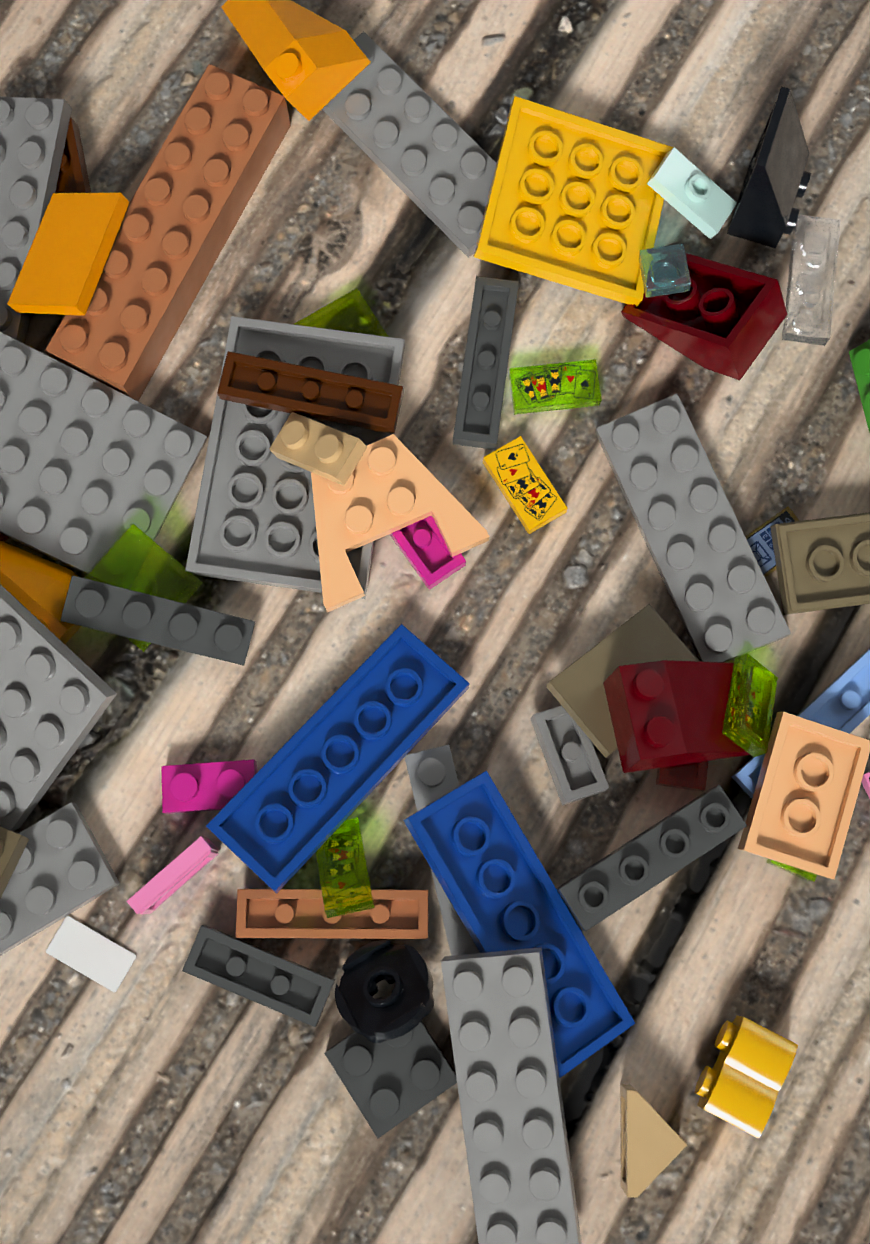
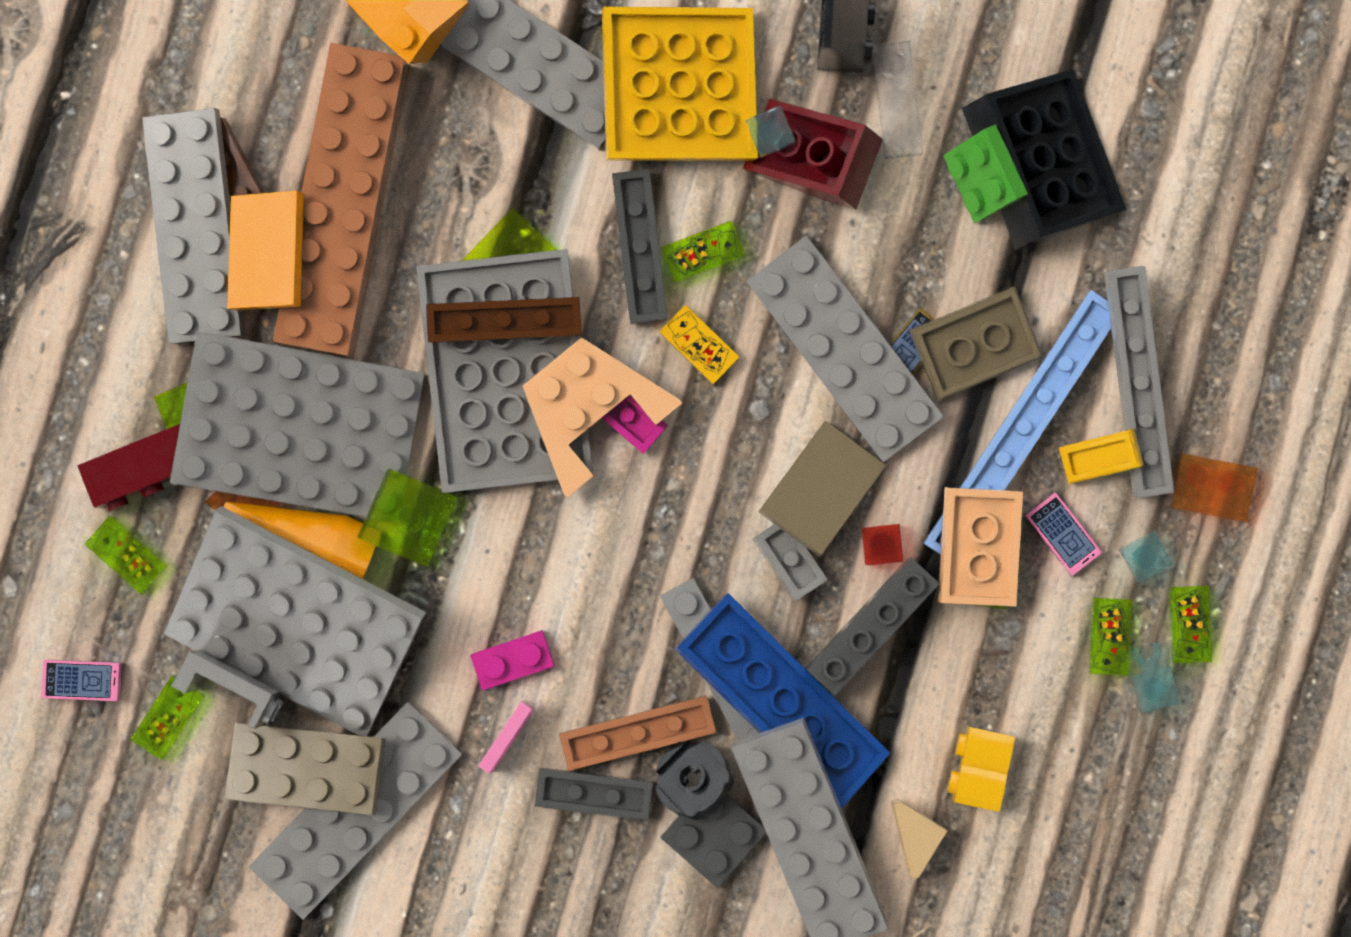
camera: 10 degrees left, 10 degrees up
(91, 954) = (457, 812): white sticker -> none
(157, 620) = (434, 541): dark grey plate -> none
(318, 448) = (524, 368): tan plate -> none
(337, 758) = (610, 610): blue plate -> none
(344, 871) = (636, 695): clear neon green tile -> none
(670, 713) = (869, 508): dark red slope -> none
(692, 193) = (777, 47): light aqua plate -> none
(750, 705) = (923, 485): clear neon green tile -> none

